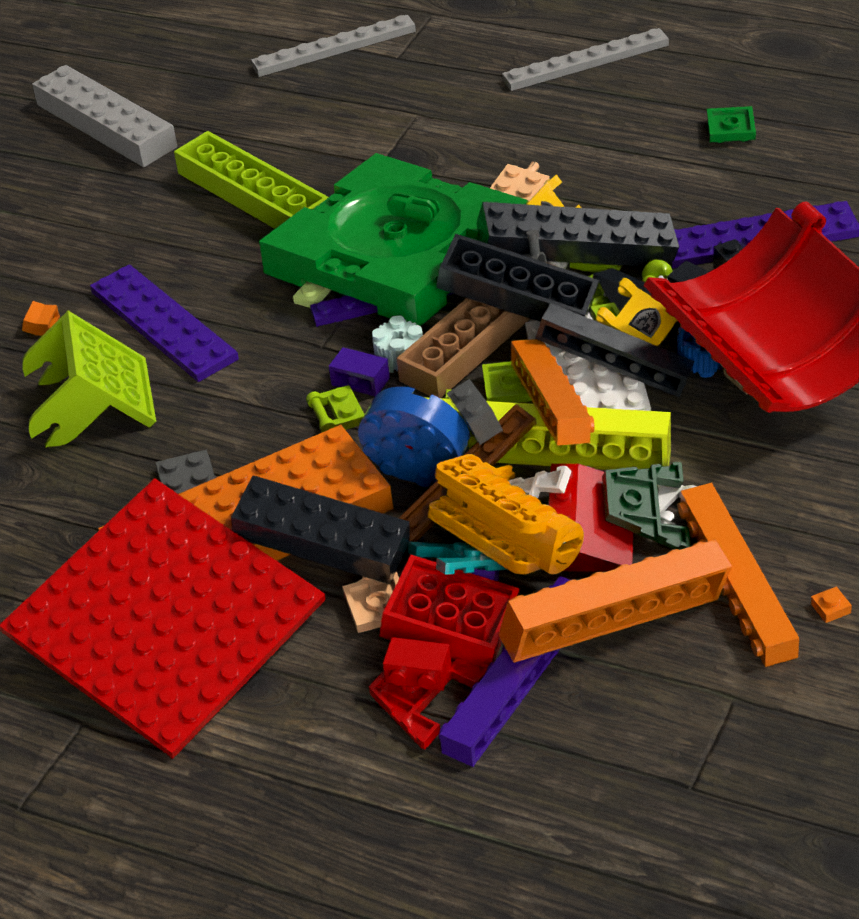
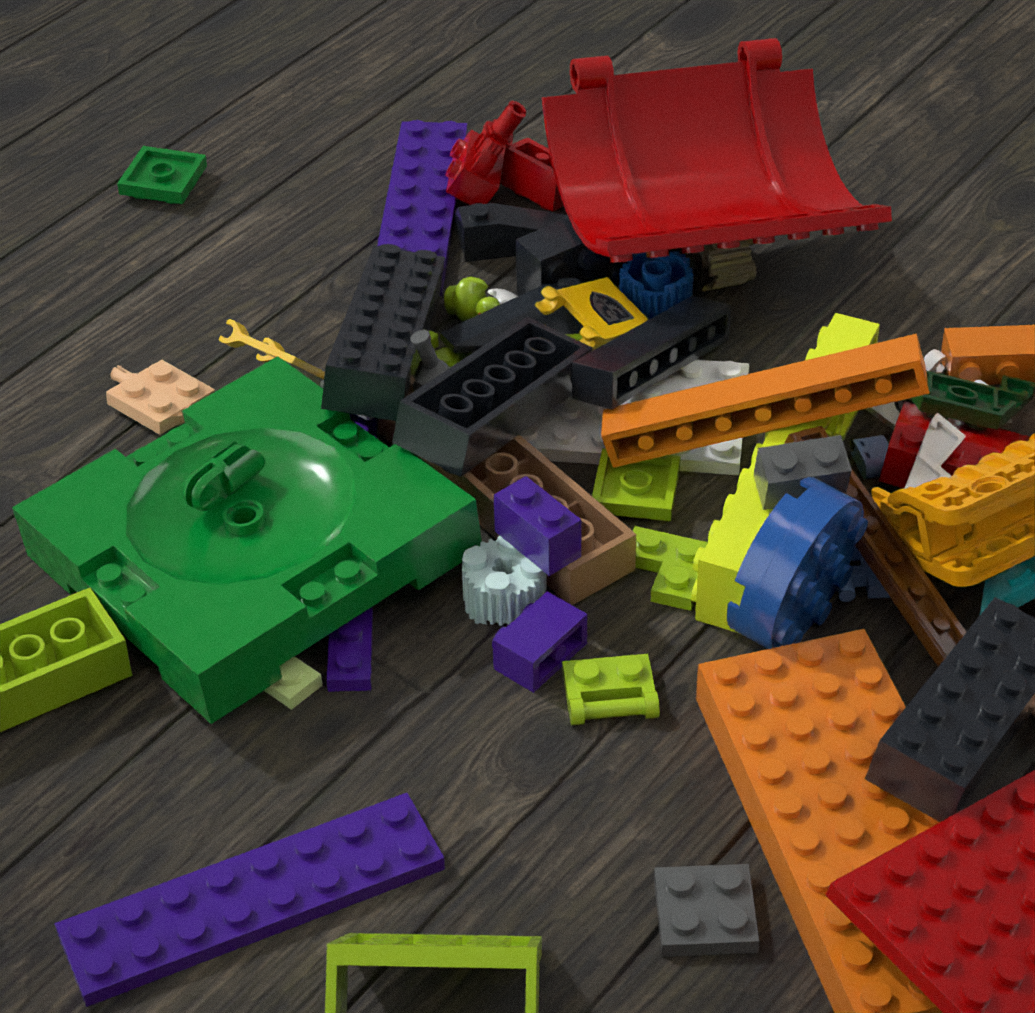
camera: 80 degrees left, 0 degrees up
(412, 329) = (537, 525): none -> dark purple brick

